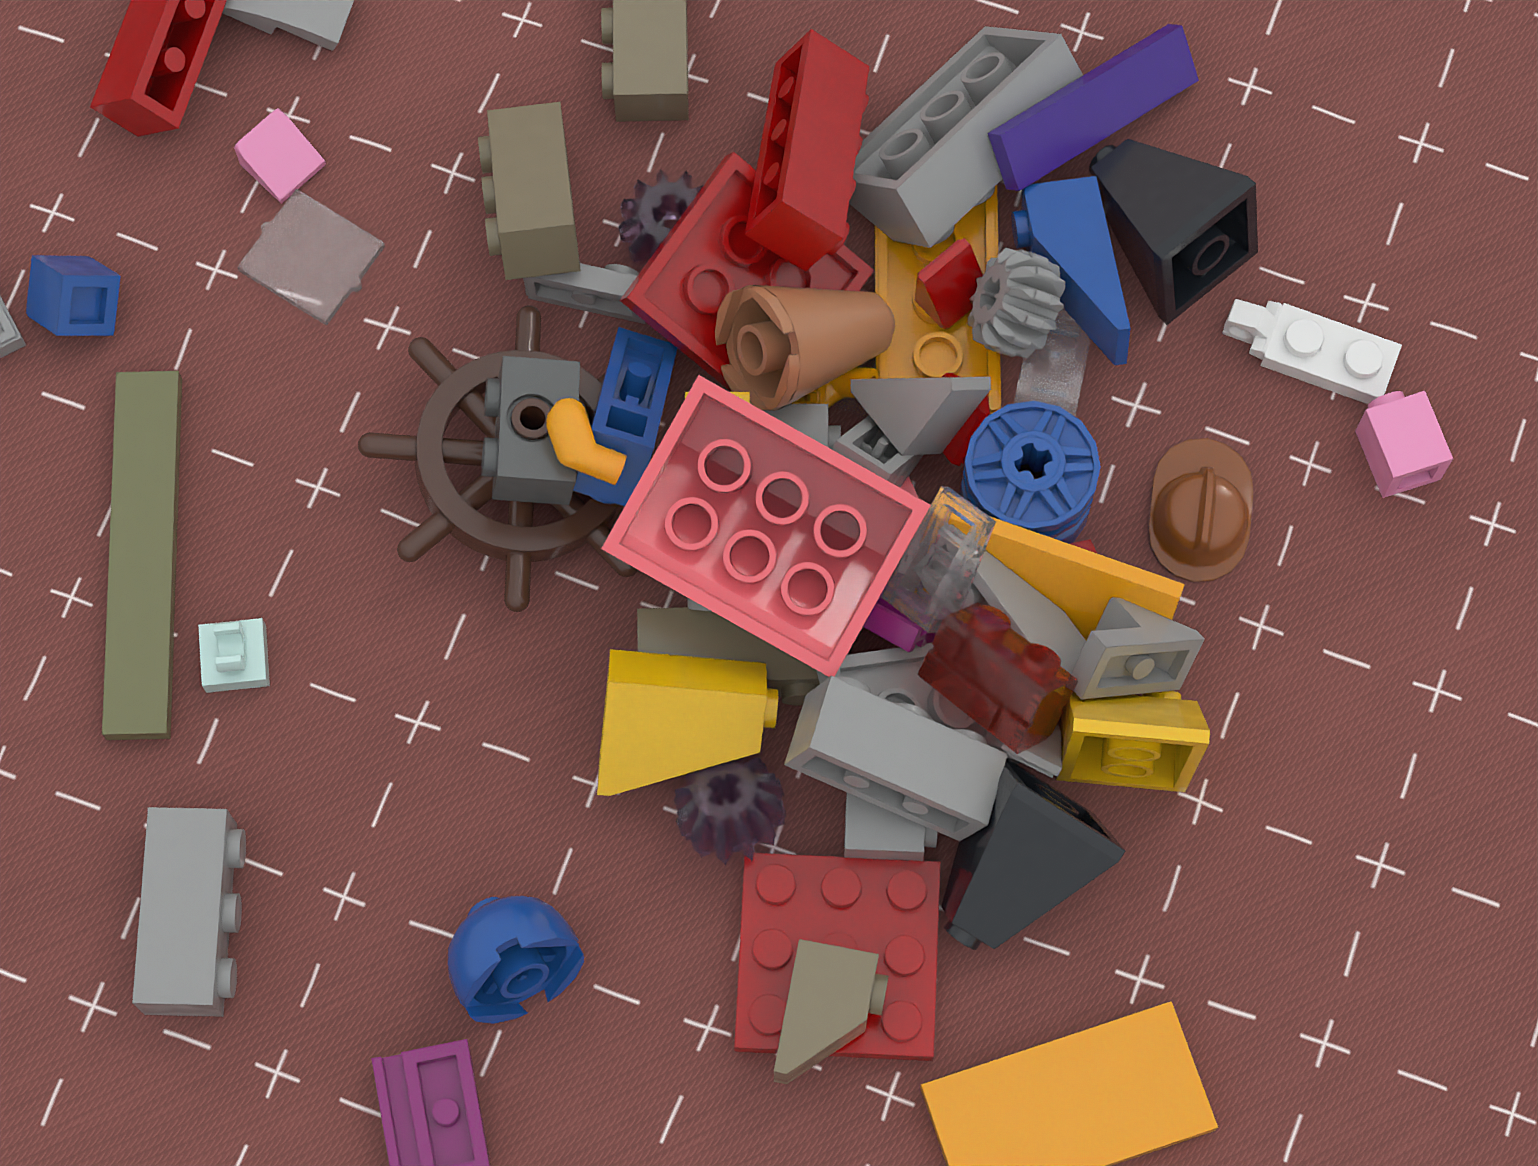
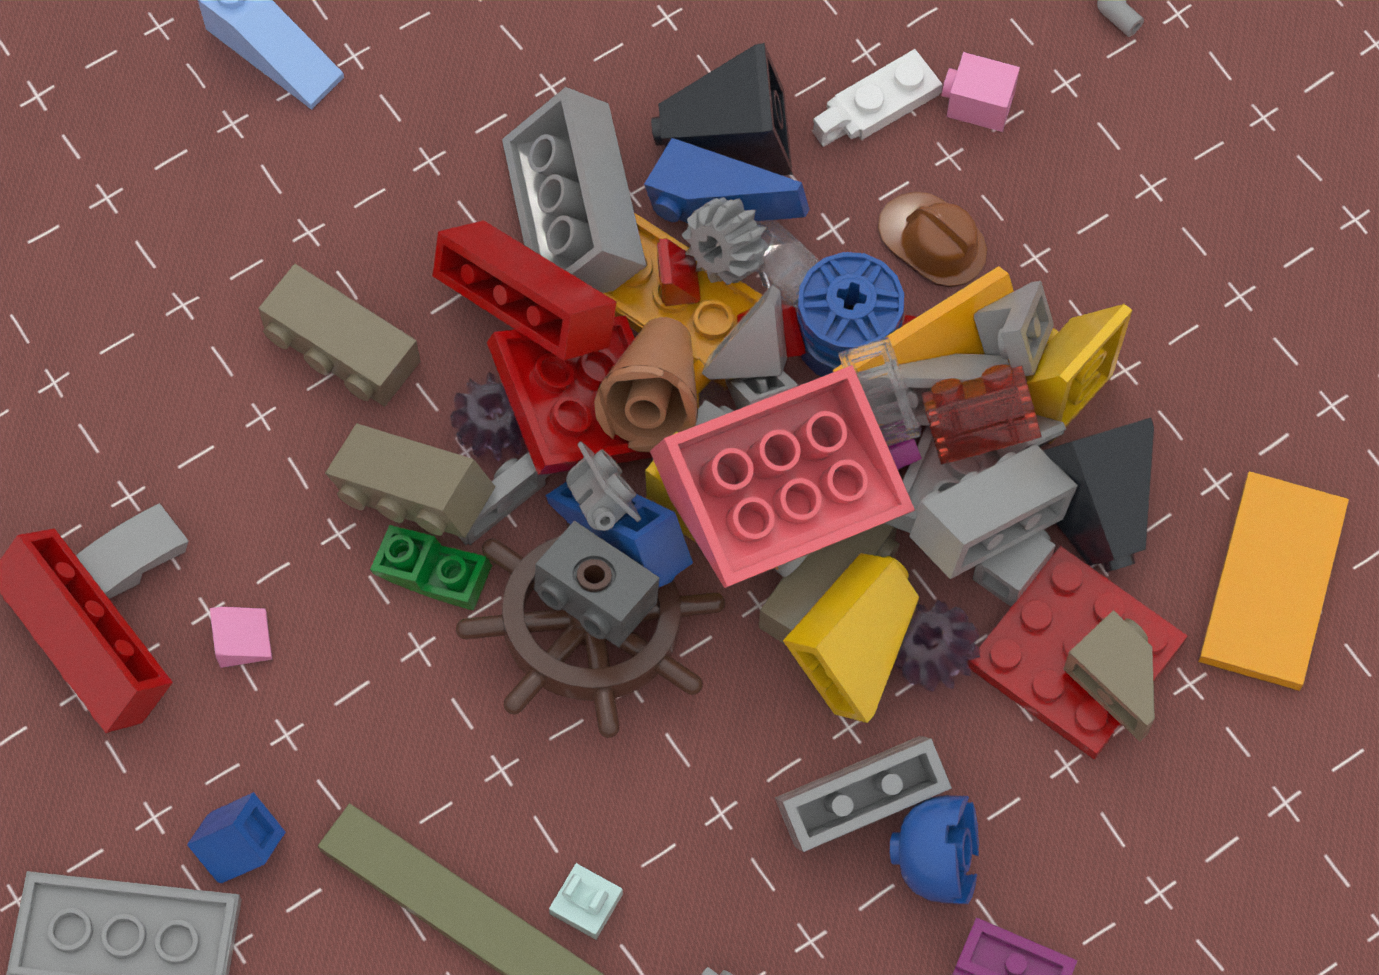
camera: 55 degrees left, 5 degrees down
(311, 257) = (328, 664): clear piece -> none
(473, 280) = (431, 569): none -> green slope
(515, 839) = (863, 793): none -> light grey brick
(576, 445) = (636, 555): light orange arm -> none
(640, 367) = (601, 489): none -> light grey hinge
(1093, 107) = (622, 108): dark purple tile -> none

